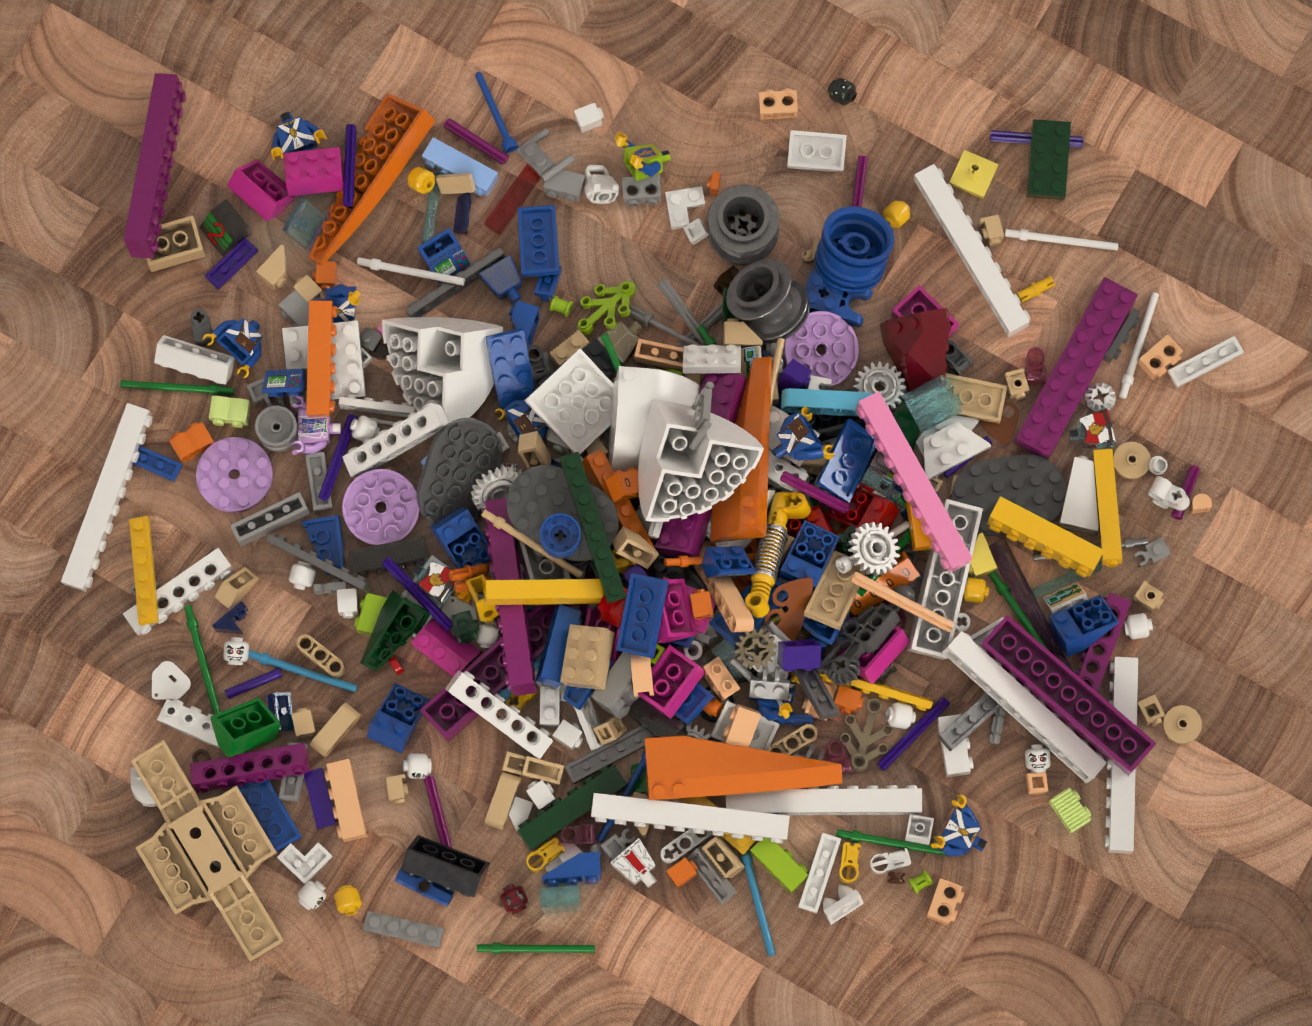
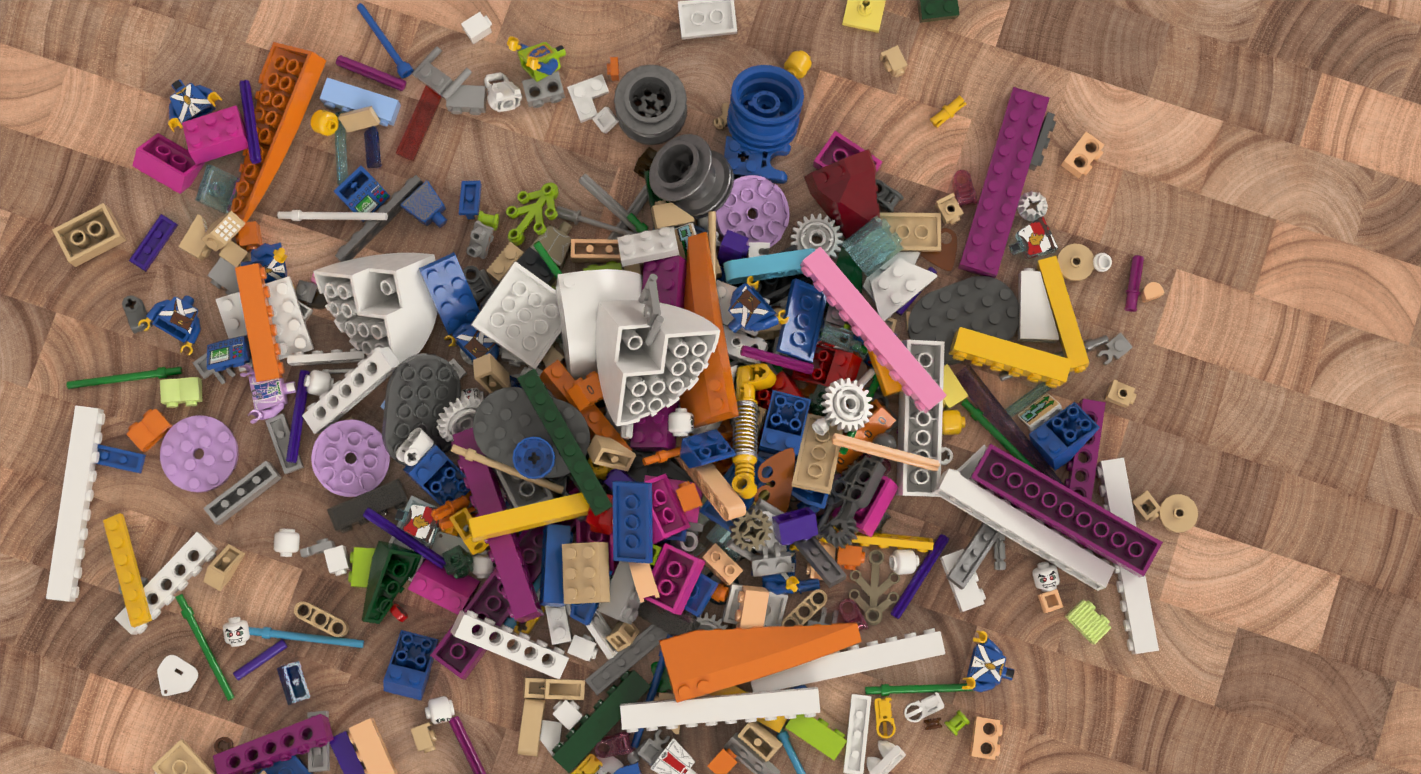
camera: 15 degrees left, 5 degrees up
(154, 166) = (53, 161): magenta brick -> none
(188, 721) = (214, 714): white brick -> none
(194, 360) = (135, 347): white brick -> none
(224, 227) = (139, 208): clear smoke slope -> none
(226, 623) = (221, 604): clear blue slope -> none
(244, 727) = (259, 708): green slope -> none
(269, 420) = (221, 395): light grey wheel -> none
(302, 264) = (222, 231): none -> tan slope
(304, 723) = (318, 690): tan brick -> none
(312, 558) = (307, 528): flat silver plate -> none
(327, 539) = (306, 503): blue wing -> none
(335, 730) = (351, 690): tan beam -> none
(446, 506) = (414, 446): none -> white piece
(526, 317) = (455, 240): blue slope -> none
(538, 241) = (452, 160): blue plate -> none
(549, 323) = (480, 240): none -> light grey hips
(694, 839) = (728, 729): white beam -> none
(708, 532) = (681, 422): none -> white head
(859, 181) = (755, 39): magenta axle -> none
(919, 829) = (945, 670): white piece -> none
(971, 250) = (878, 86): white brick -> none
(1024, 235) = (926, 60): white bar -> none
(1128, 378) = (1055, 182): white bar -> none
(1138, 626) = (1116, 425): white head -> none
(1168, 495) = (1117, 290): white piece -> none
(1205, 362) = (1127, 151): white plate -> none

